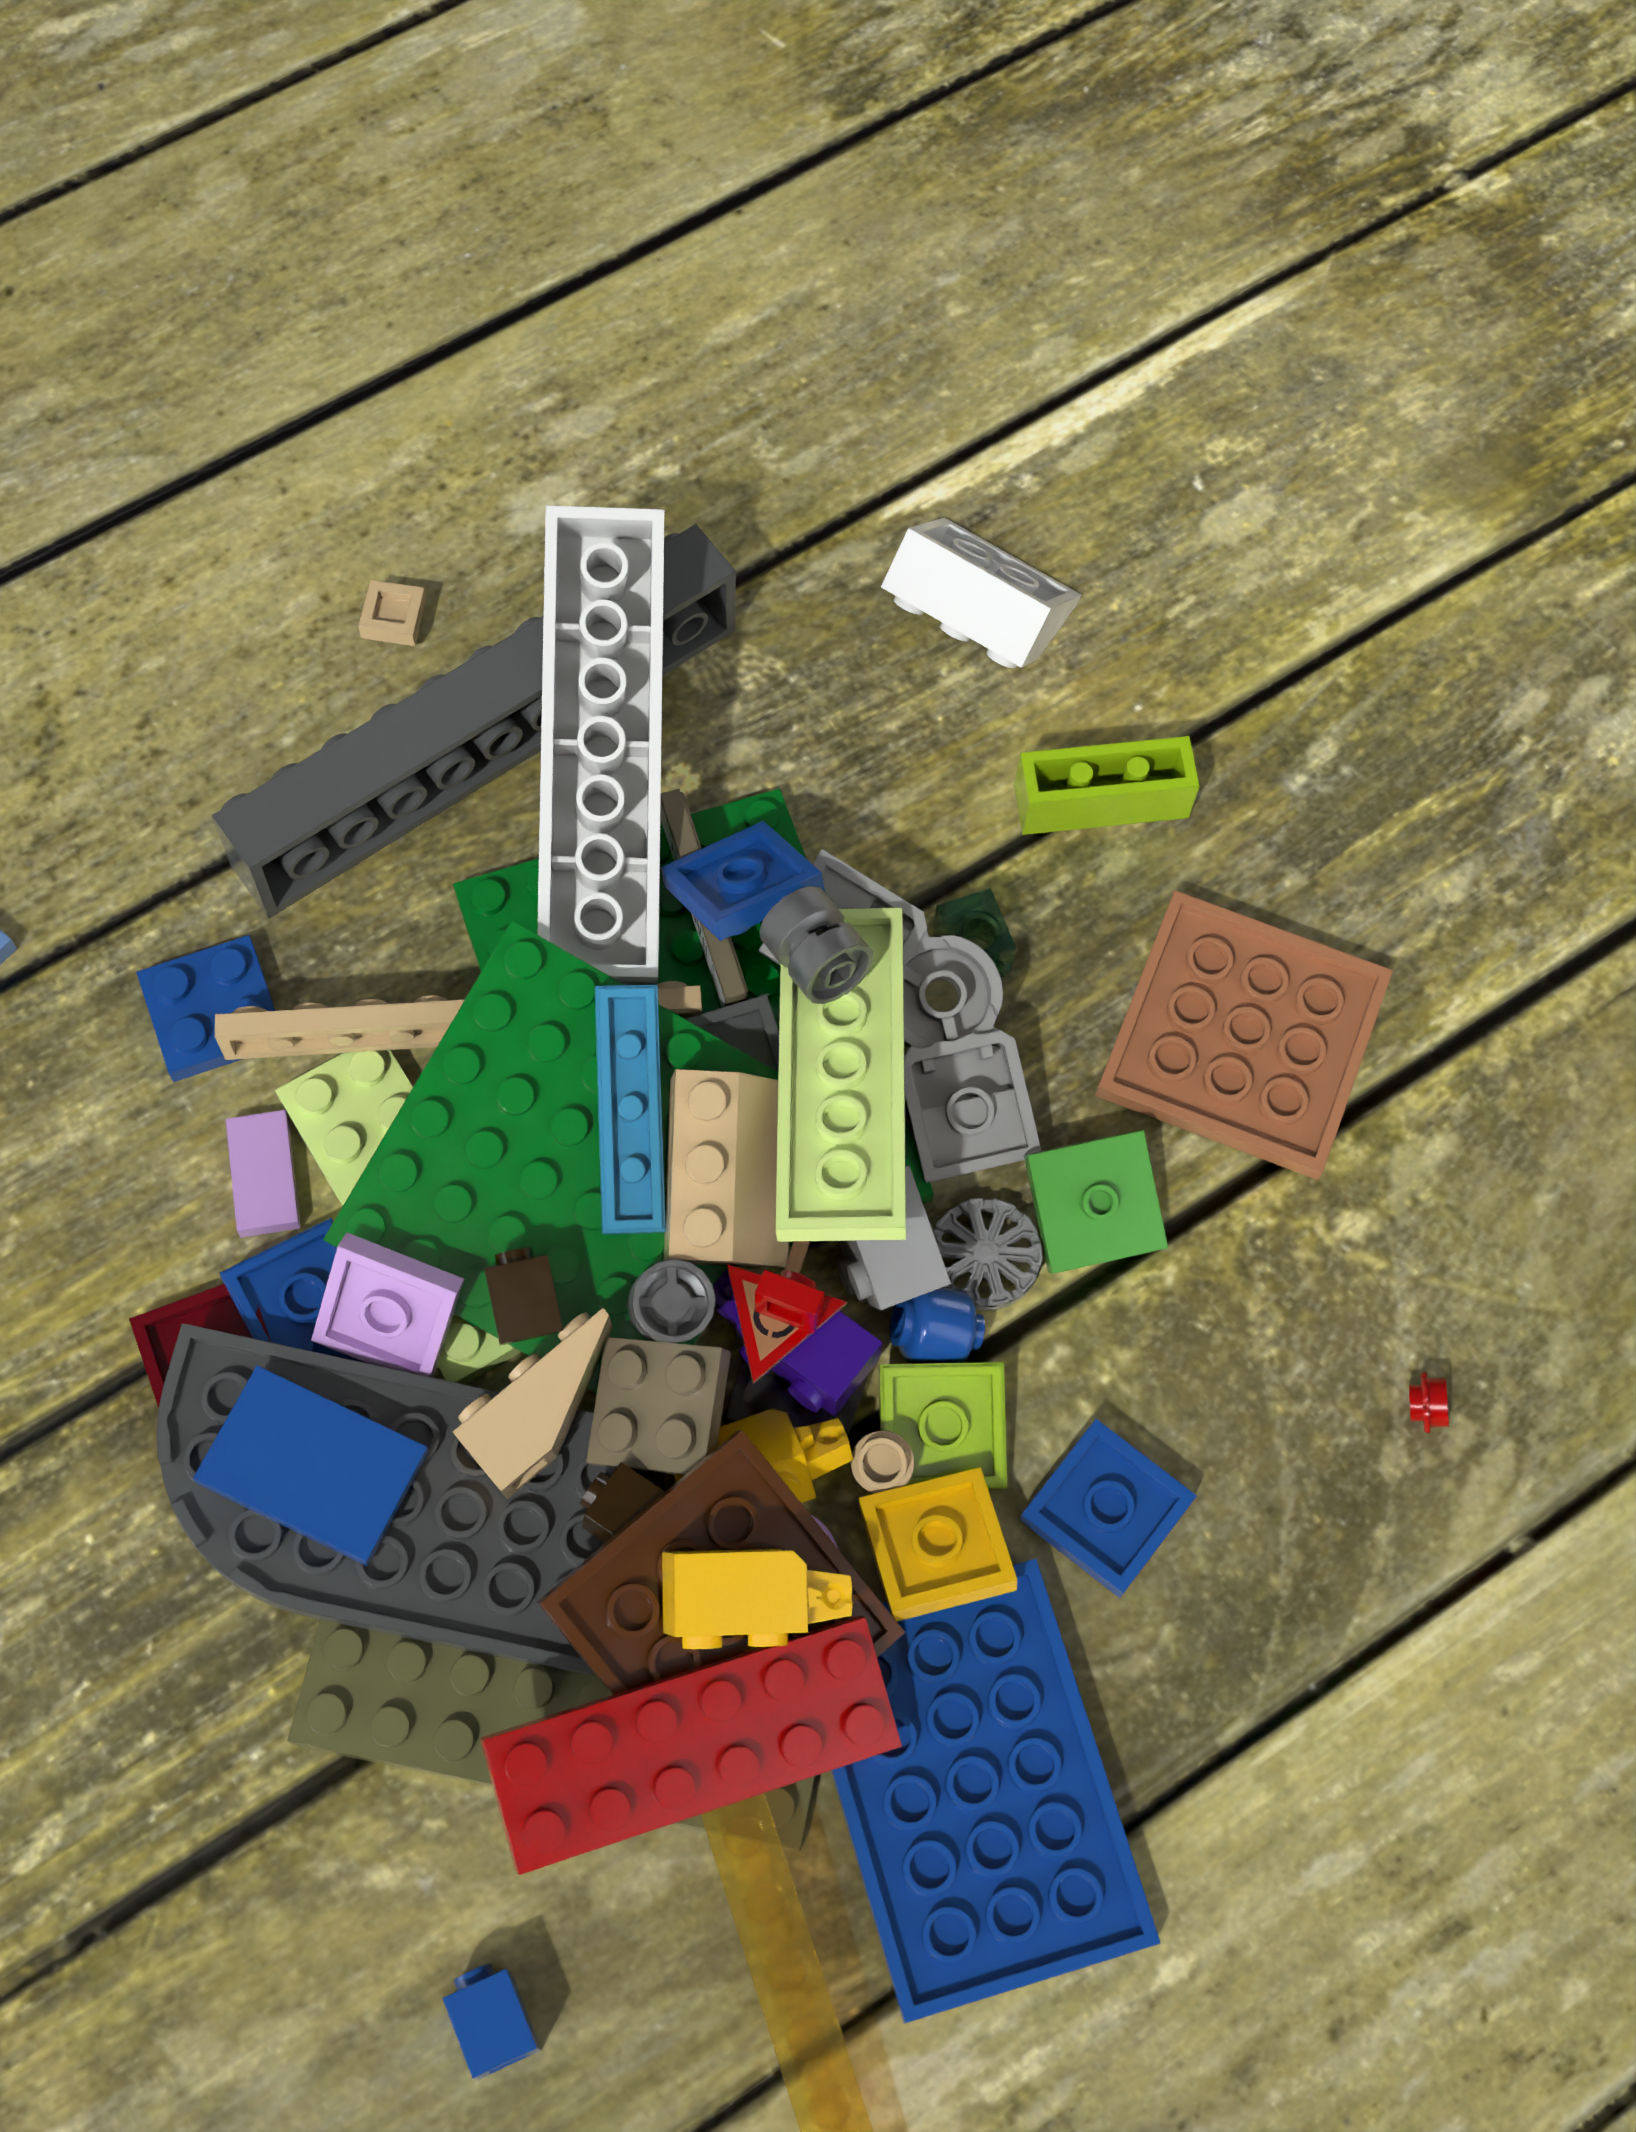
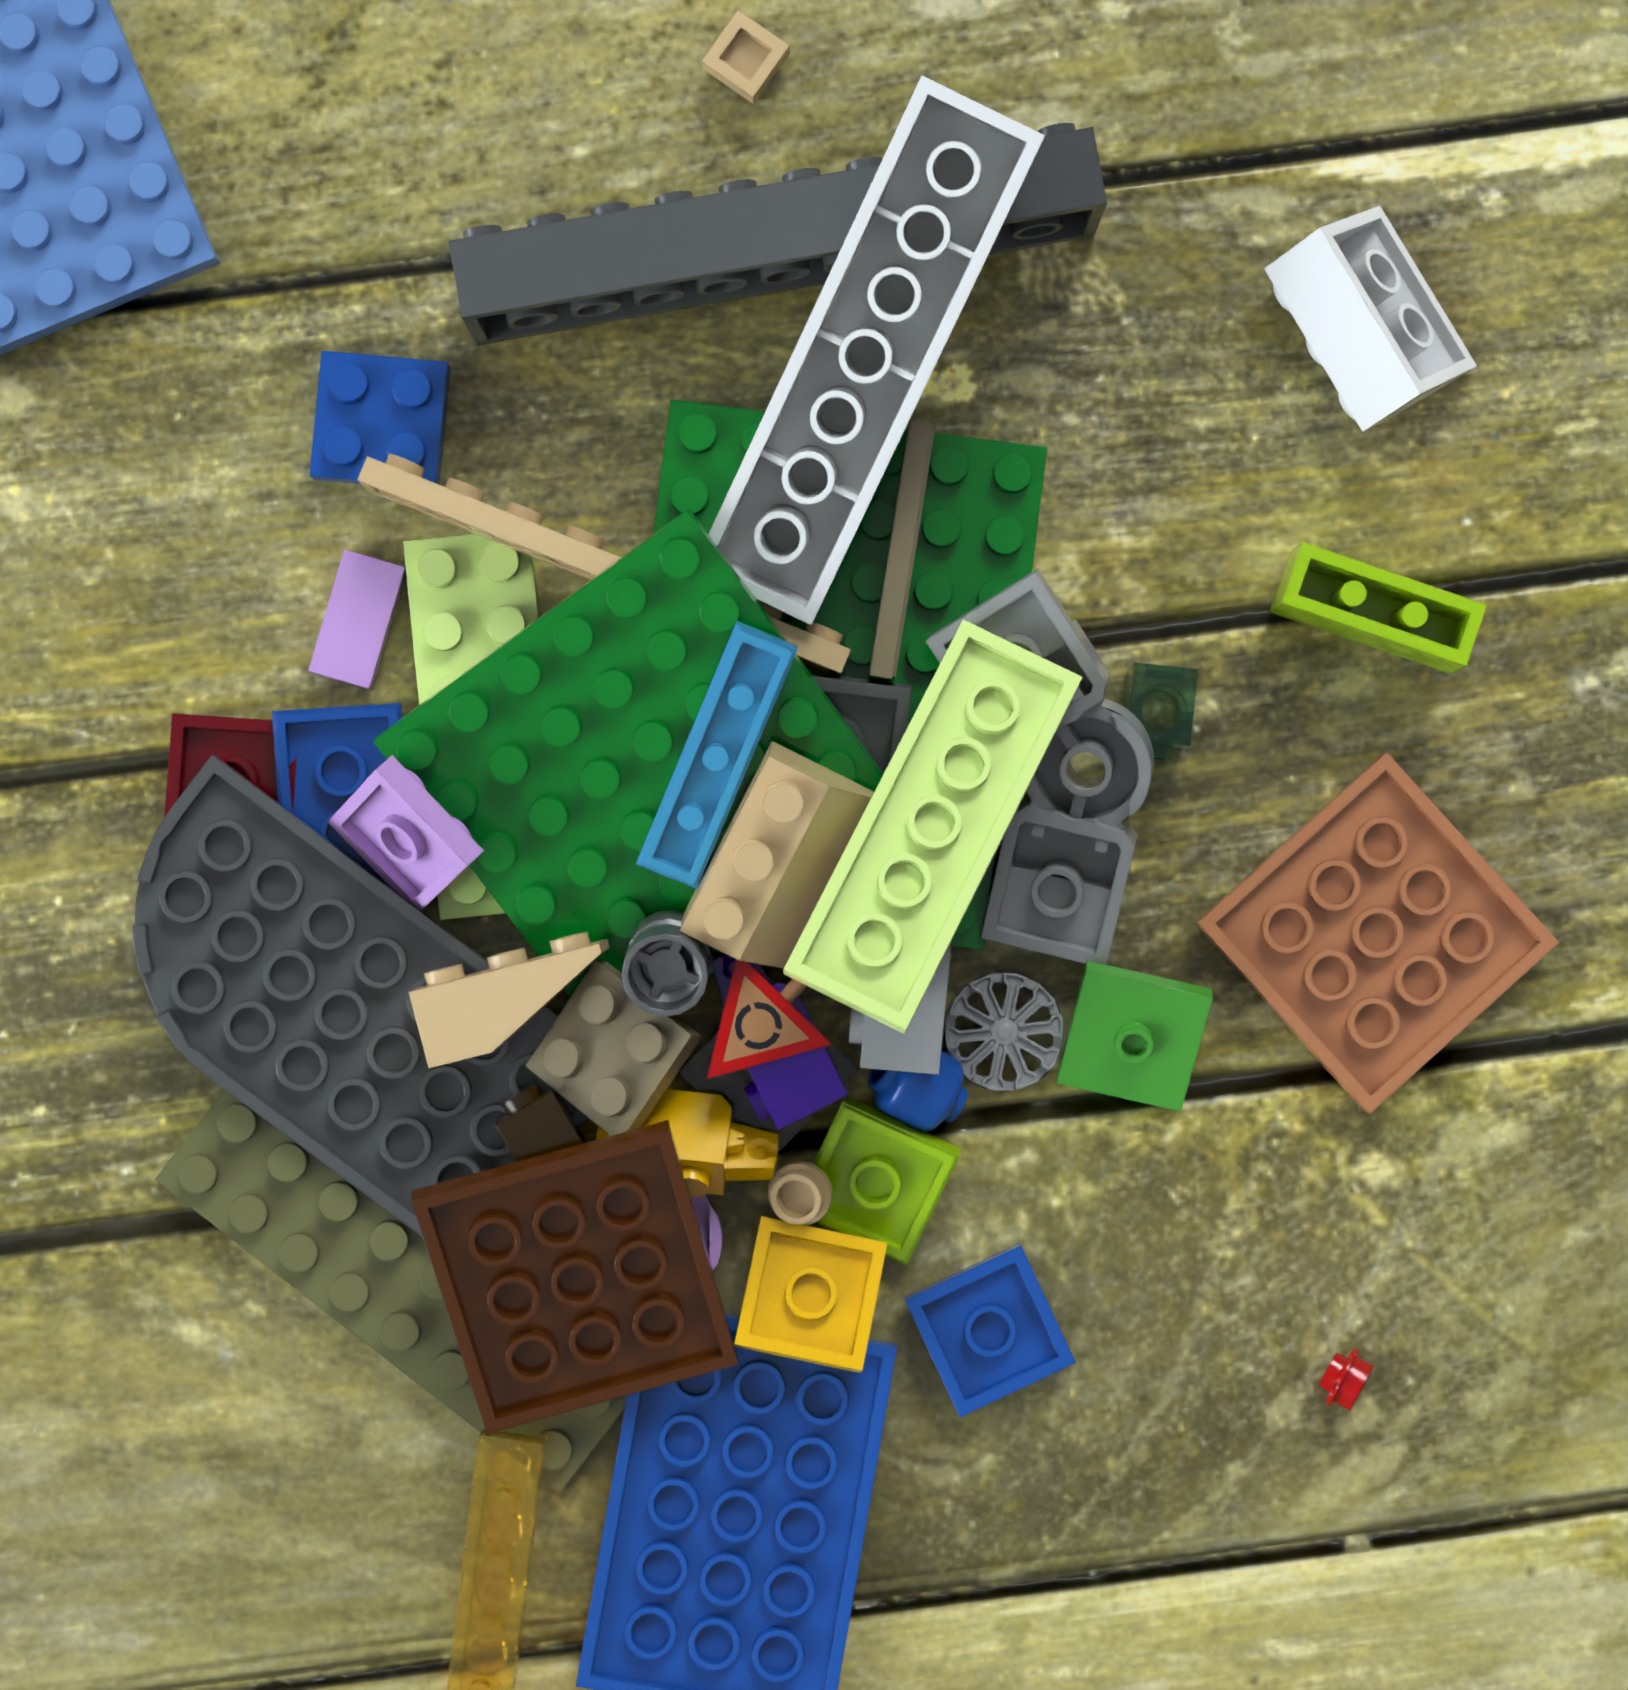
camera: 30 degrees right, 20 degrees up
(311, 1465) = (273, 949): blue tile -> none
(490, 2021) = (225, 1508): blue brick -> none
(522, 1296) = (531, 892): dark brown brick -> none
(689, 1744) = (495, 1377): red plate -> none
(739, 879) = (939, 569): blue plate -> none
(747, 1594) = (601, 1282): yellow hinge -> none
(790, 1299) = (775, 1025): red plate -> none
(816, 945) = (968, 691): flat silver wheel -> none

